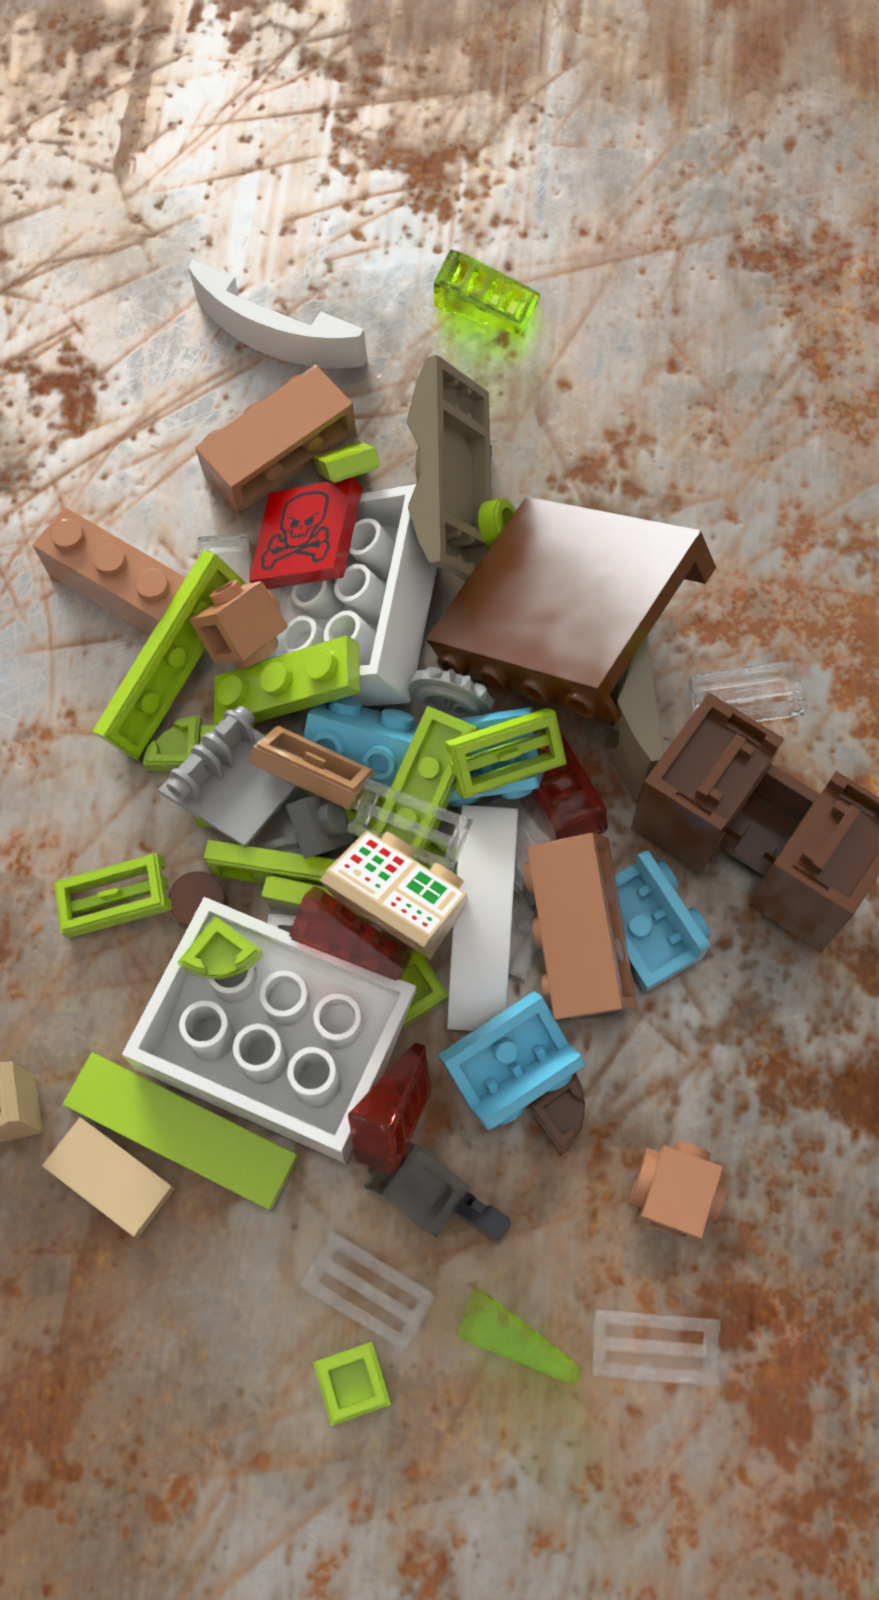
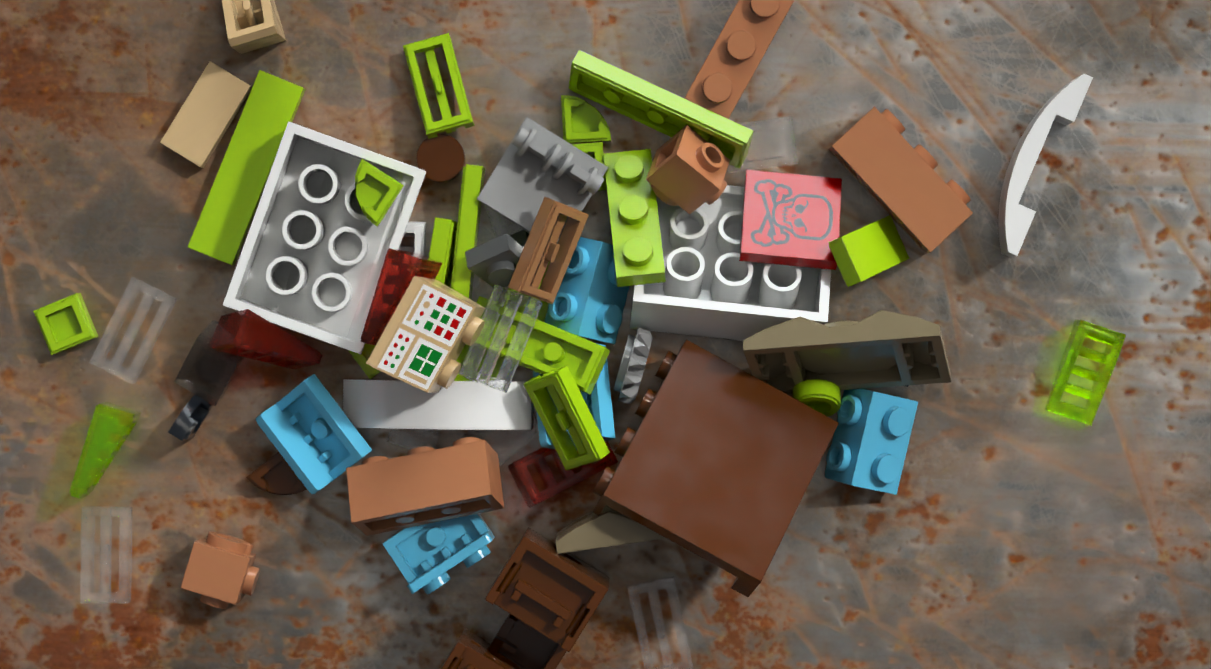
camera: 85 degrees right, 20 degrees up
(544, 473) = (870, 440): none -> medium azure bracket

